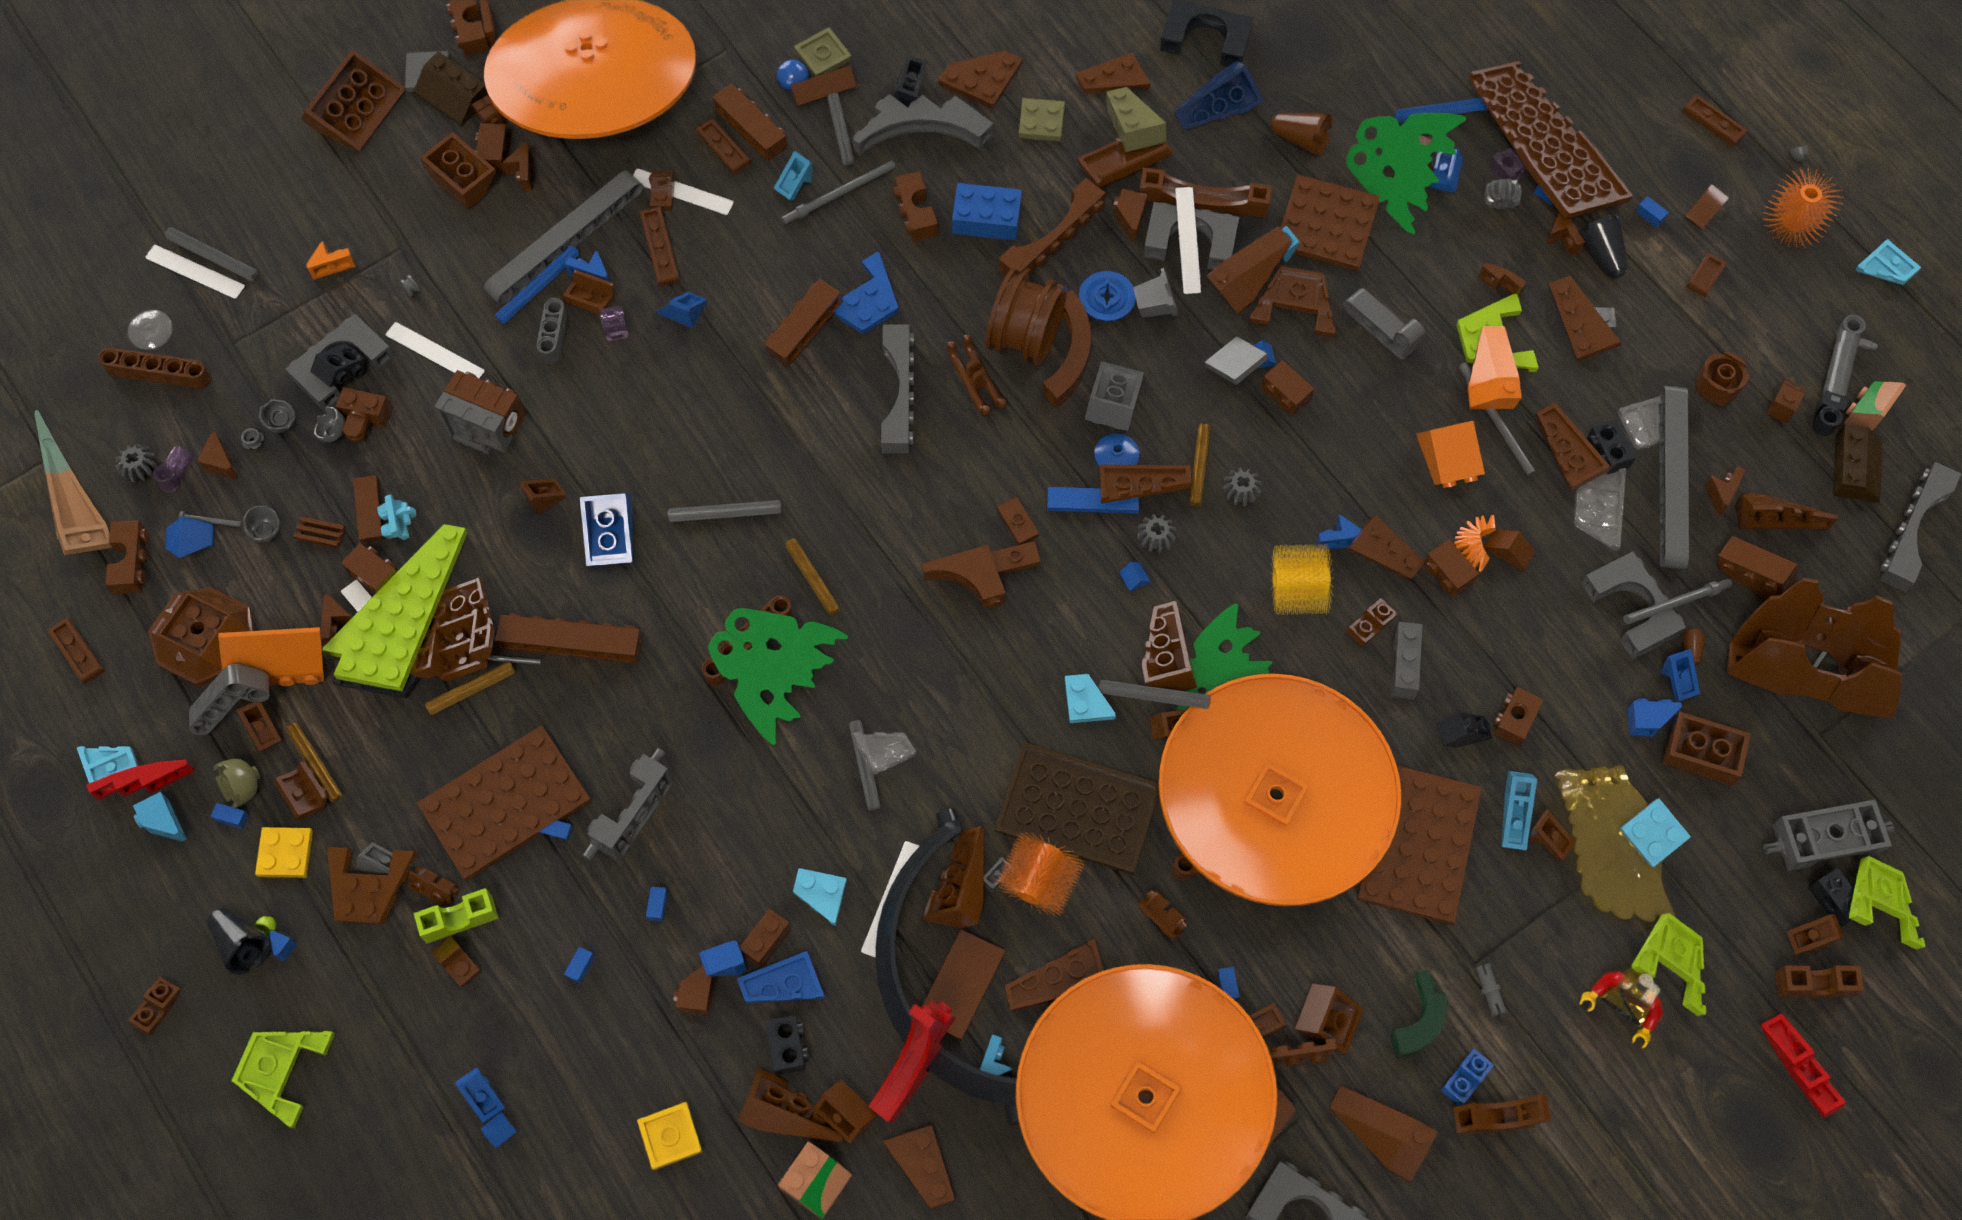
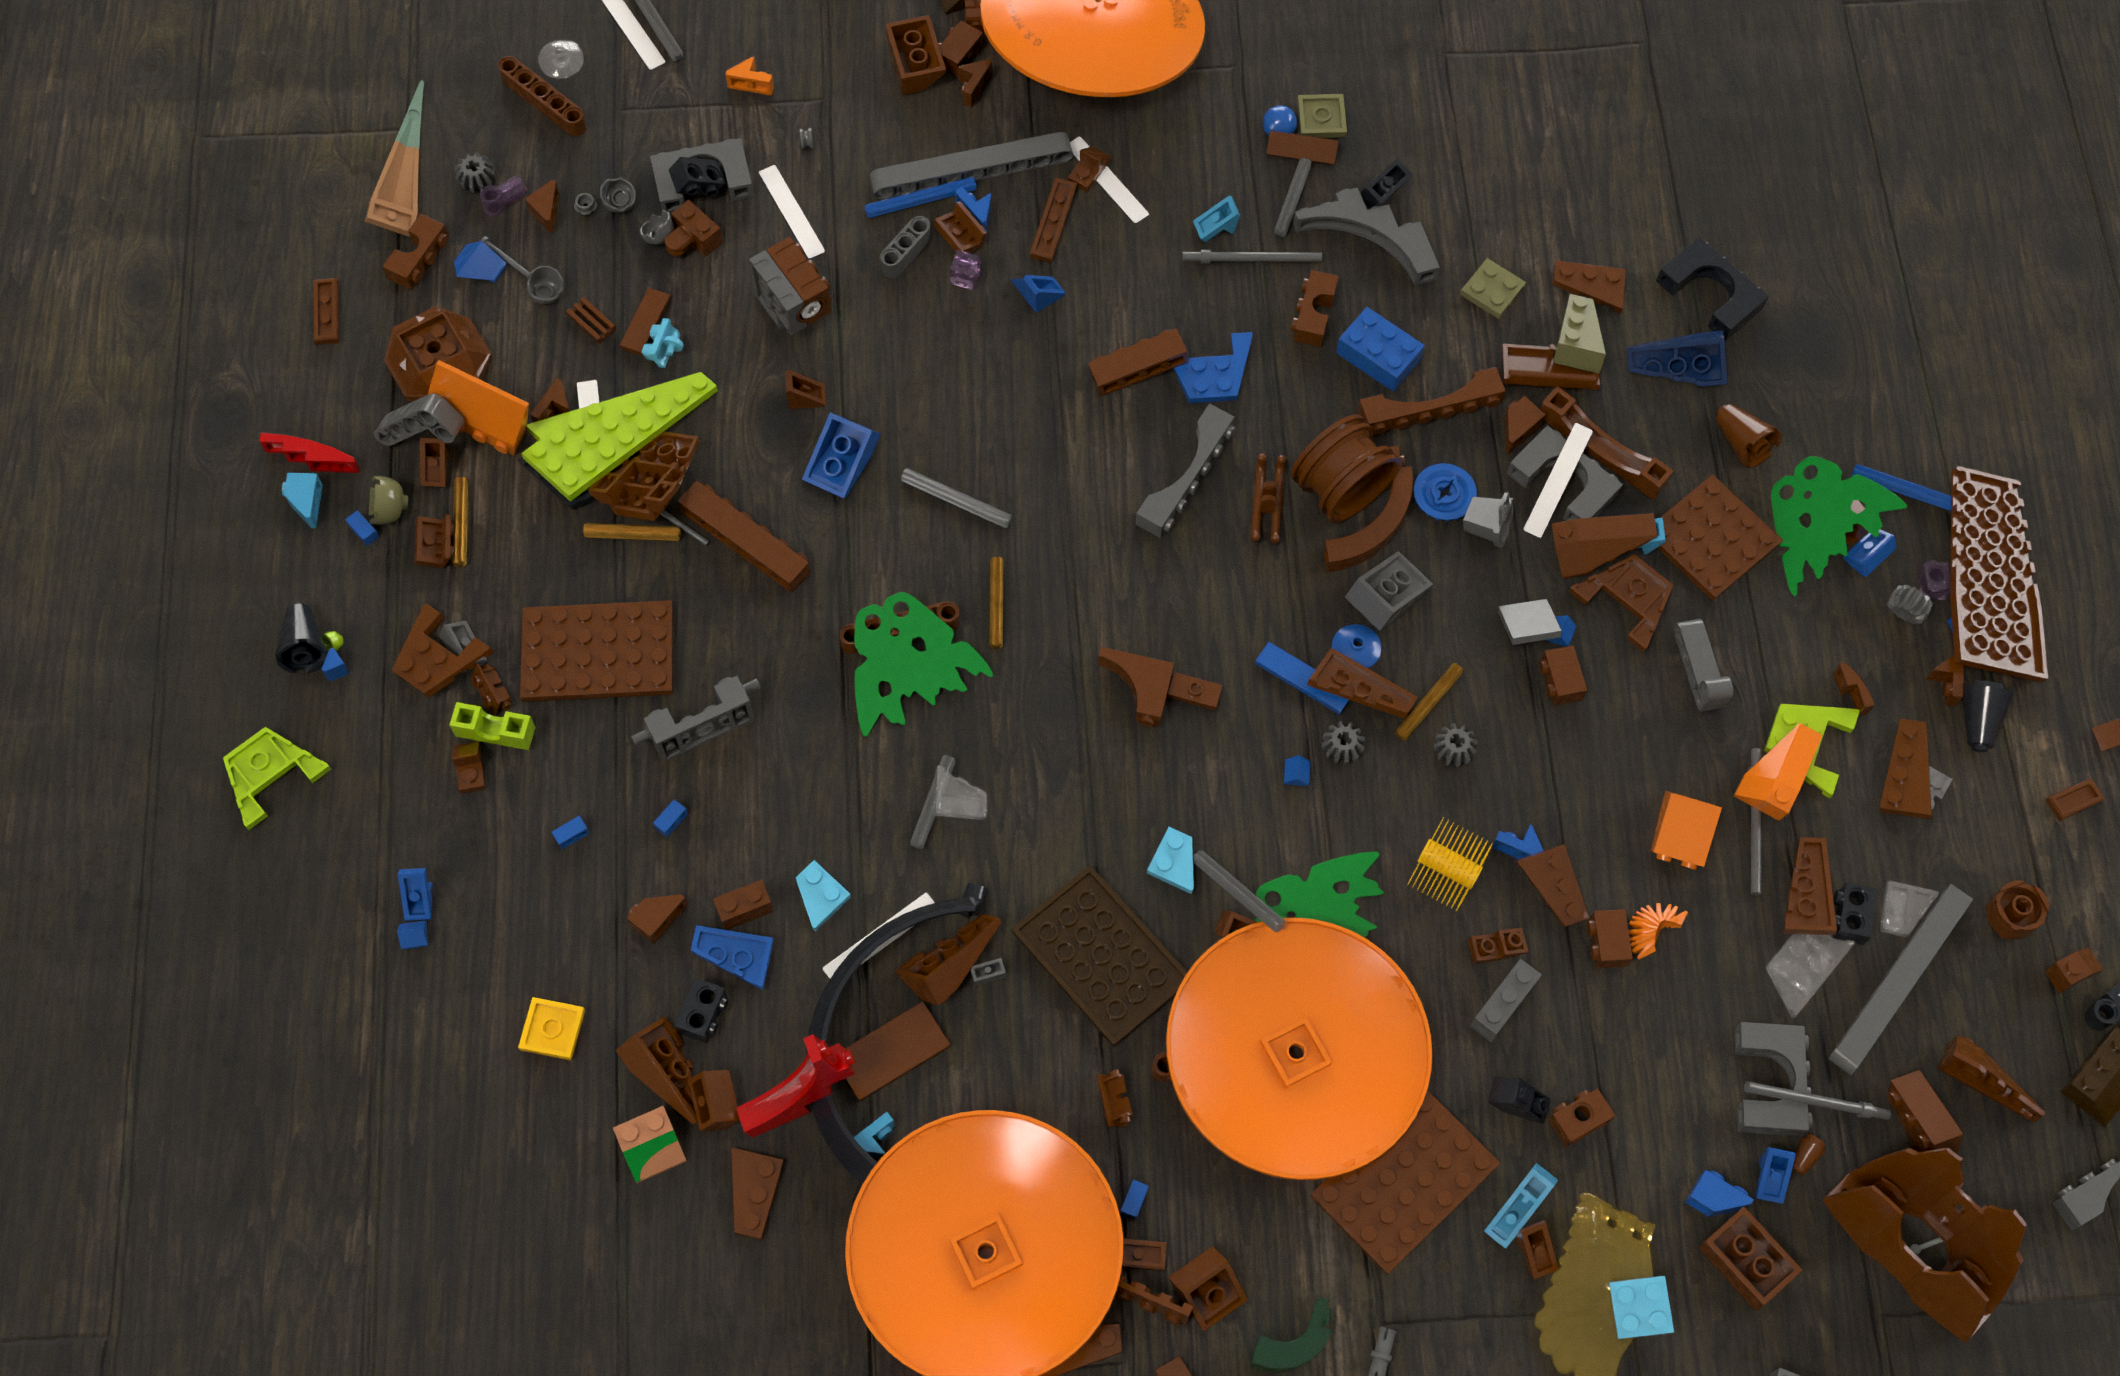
camera: 30 degrees right, 0 degrees up
(106, 761) = (291, 421): medium azure wing -> none
(155, 1007) = (202, 658): reddish brown slope -> none
(284, 852) = (387, 586): yellow plate -> none
(369, 568) = (611, 374): reddish brown brick -> none
(558, 829) = (627, 702): blue piece -> none
(723, 146) = (1172, 156): reddish brown tile -> none
(723, 960) = (693, 902): blue slope -> none
(750, 122) = (1210, 146): reddish brown brick -> none
(982, 77) = (1462, 218): reddish brown plate -> none
(1018, 521) = (1219, 658): reddish brown plate -> none
(1040, 874) = (1022, 992): orange piece -> none
(1054, 978) = (968, 1095): reddish brown wing -> none
(1167, 654) = (1278, 863): reddish brown wedge -> none
(1510, 547) = (1685, 953): reddish brown slope -> none
(1652, 211) = (2059, 706): blue piece -> none
(1723, 491) = (1942, 1022): reddish brown slope -> none

